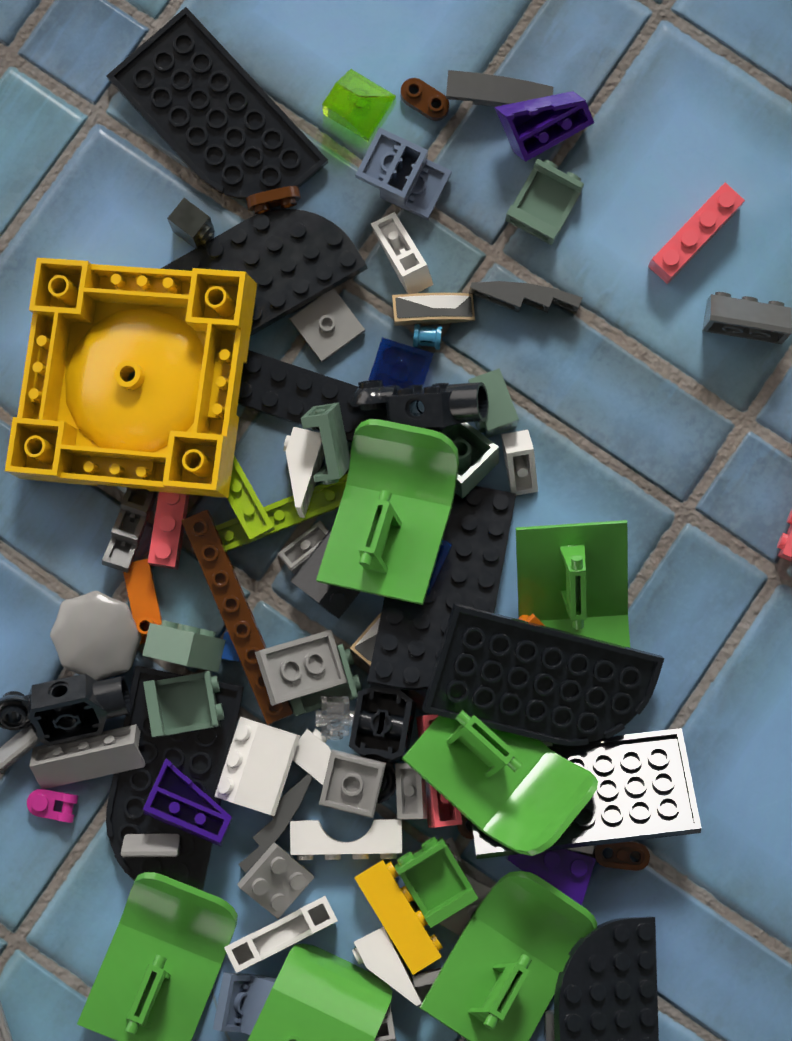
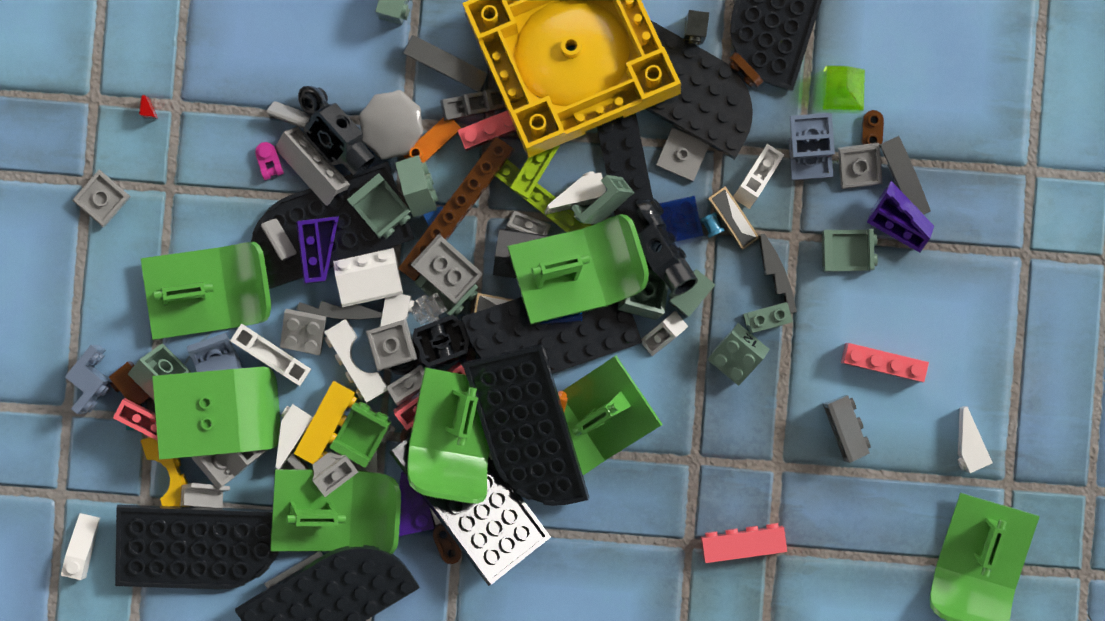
camera: 60 degrees right, 5 degrees up
(62, 533) = (445, 63): none -> dark grey slope
(456, 134) = (860, 165): none -> light grey plate
(461, 941) = (332, 472): none -> light grey slope
(570, 333) = (767, 317): none -> sand green panel
(593, 390) = (738, 354): none -> sand green brick

